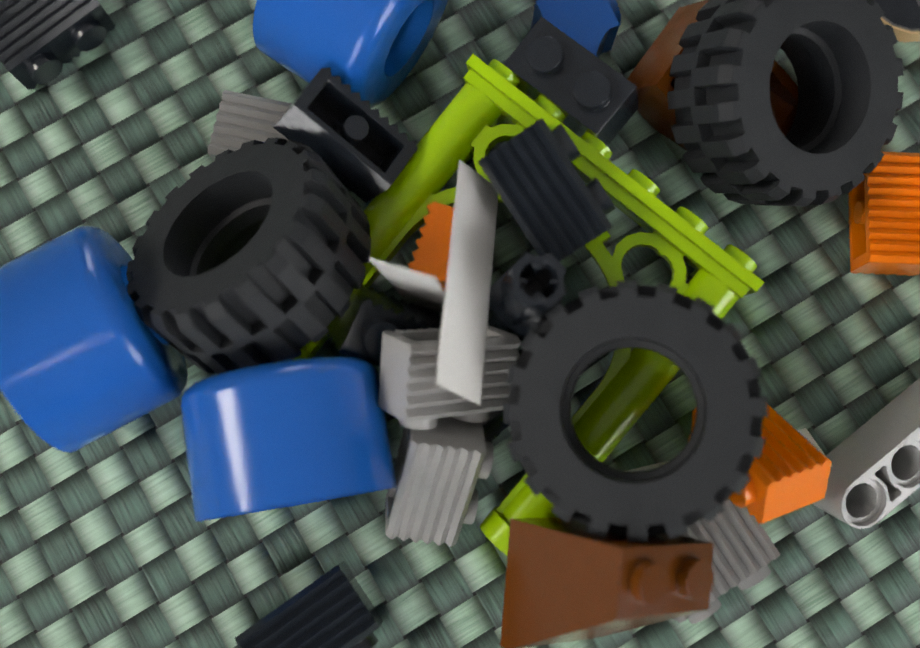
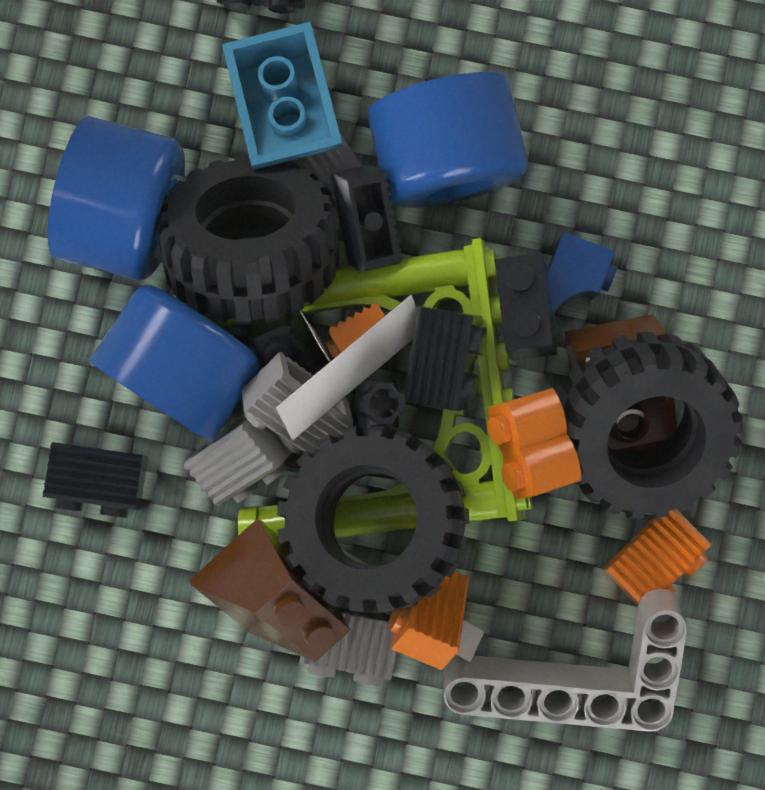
camera: 40 degrees right, 5 degrees up
(159, 101) = (282, 96): none -> dark azure slope
(714, 193) = (534, 444): none -> orange brick

